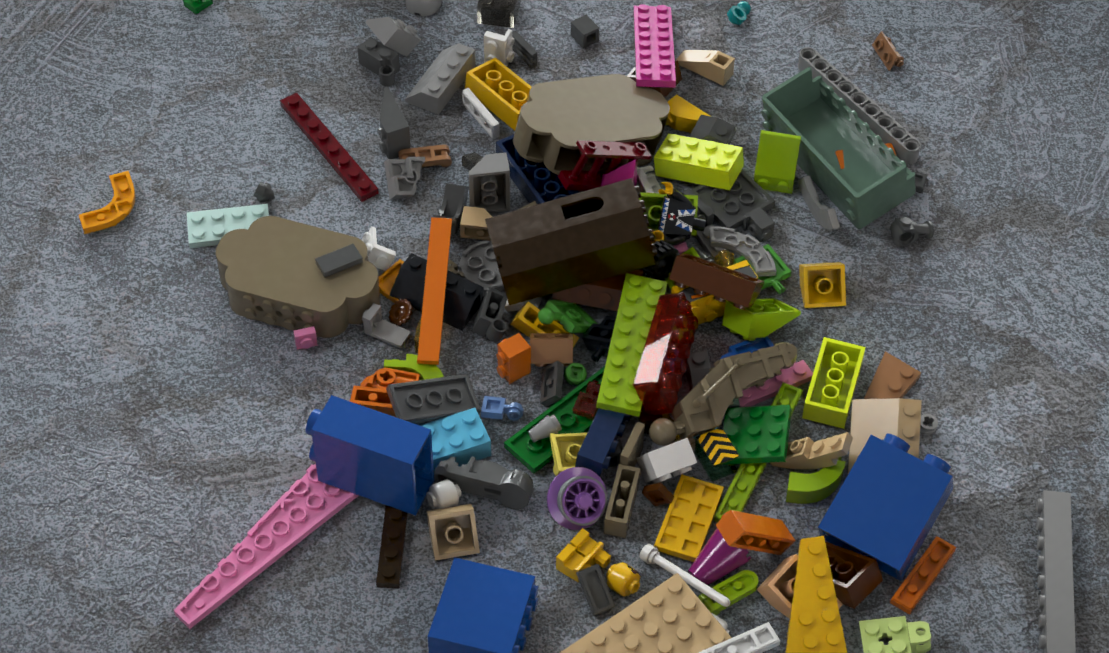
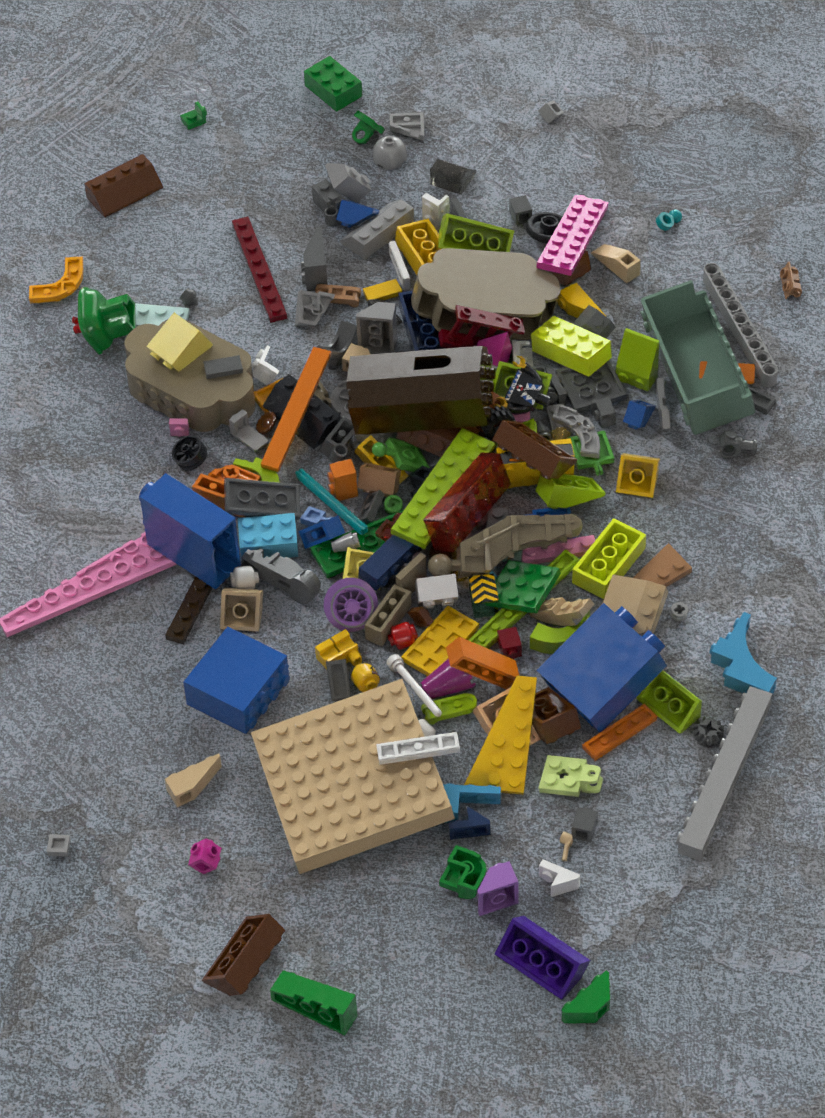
camera: 20 degrees right, 0 degrees up
(146, 86) = (123, 185): none -> reddish brown slope
(179, 234) = (103, 319): none -> green piece
(281, 244) = (178, 343): none -> light yellow slope
(336, 369) = (190, 457): none -> black wheel
(412, 67) = (354, 213): none -> blue slope
(472, 143) = (383, 290): none -> yellow tile
(508, 385) = (331, 501): none -> teal axle
(512, 422) = (321, 532): none -> blue slope
(548, 65) = (469, 234): none -> lime slope
(621, 44) = (548, 224): none -> black wheel
(646, 520) = (402, 635): none -> red head
(765, 501) = (509, 642): none -> dark red brick
(795, 219) = (638, 413): none -> blue slope
(967, 527) = (671, 702): none -> lime slope
(1008, 554) = (715, 734): none -> dark grey gear
(1022, 472) = (740, 667): none -> dark azure arch

